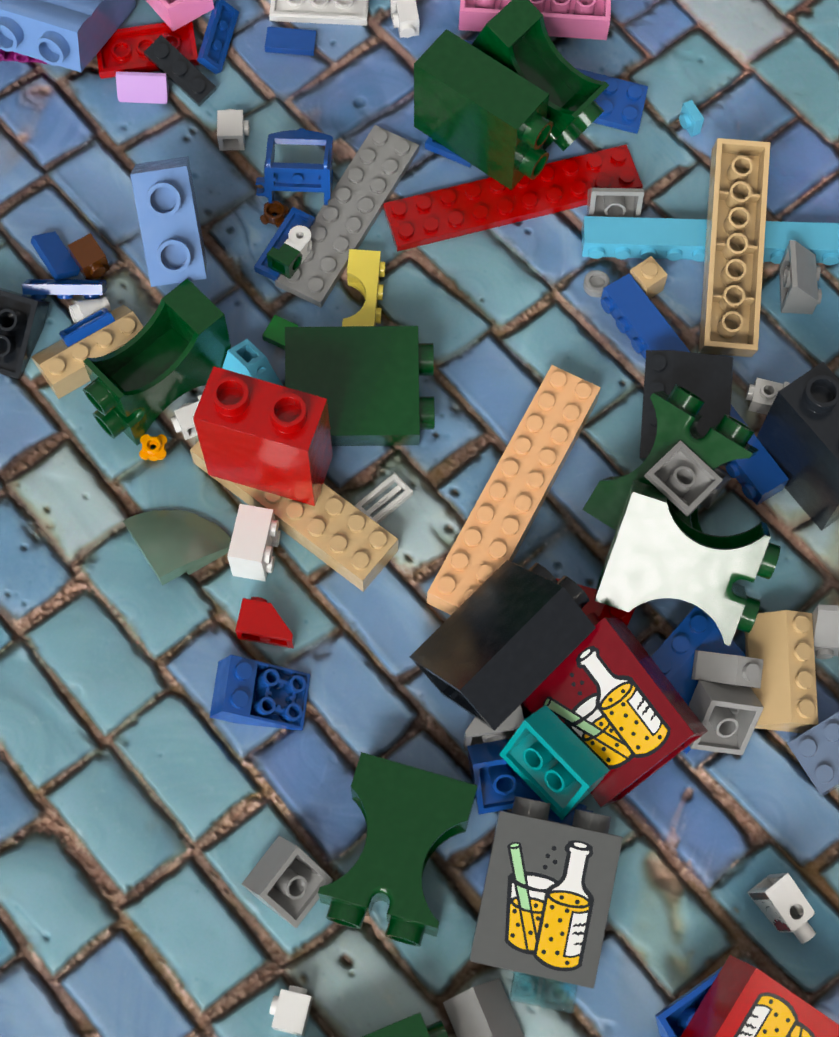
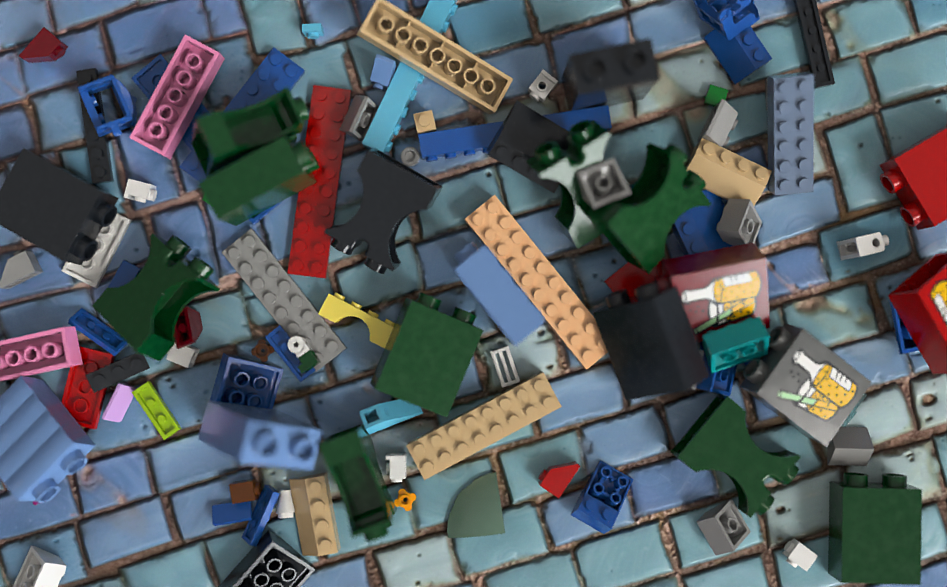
camera: 70 degrees left, 20 degrees up
(86, 326) = (301, 513): blue tile -> none
(149, 129) = (156, 410): none -> lime plate
(227, 210) = (246, 382): none -> blue slope
(253, 542) = (505, 464): white brick -> none
(264, 435) = (458, 440): red brick -> none
(268, 114) = (187, 327): none -> dark red slope
(276, 331) = (355, 383): green tile -> none
(277, 63) = (150, 304): none -> dark green brick
(297, 176) = (246, 313): blue animal -> none
(472, 432) = (497, 293): none -> medium blue brick
(522, 265) = (389, 196): none -> black brick
(684, 203) = (382, 72): none -> medium blue slope
(727, 669) = (721, 204): light grey slope -> none
(799, 280) = (470, 22): light grey slope -> none

